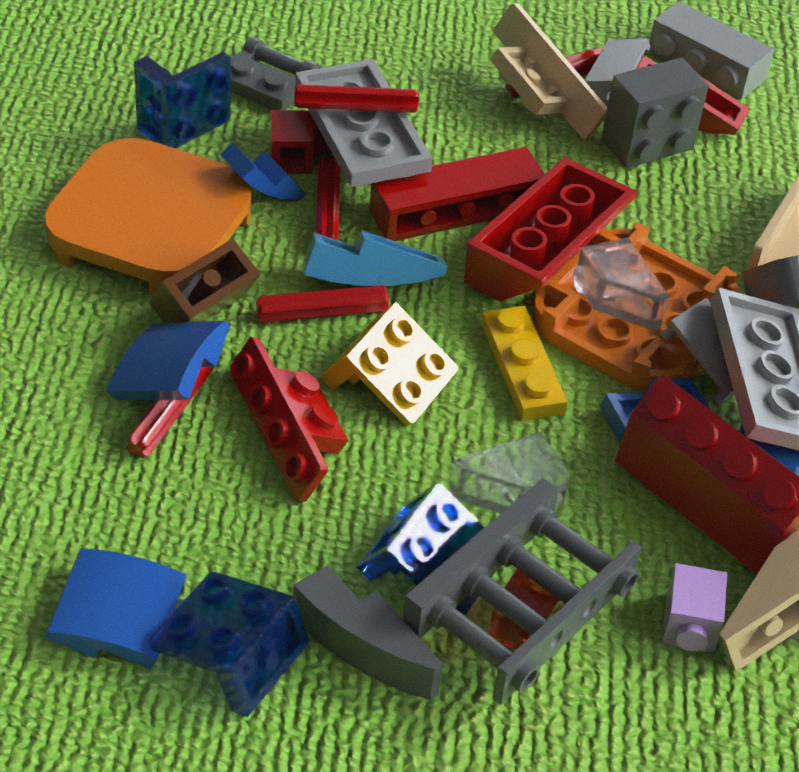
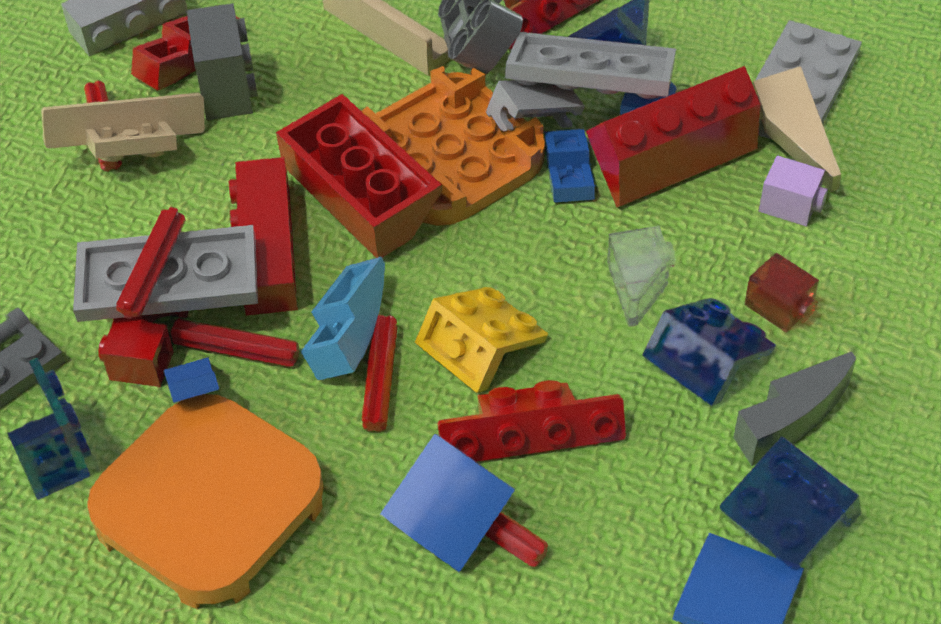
camera: 70 degrees left, 5 degrees up
(205, 285) = (356, 456): reddish brown brick -> none
(501, 544) = (771, 313): dark grey fence -> none
(523, 363) = (492, 239): yellow plate -> none
(615, 58) = (139, 71): light grey hinge -> none
(620, 283) = (441, 137): clear slope -> none

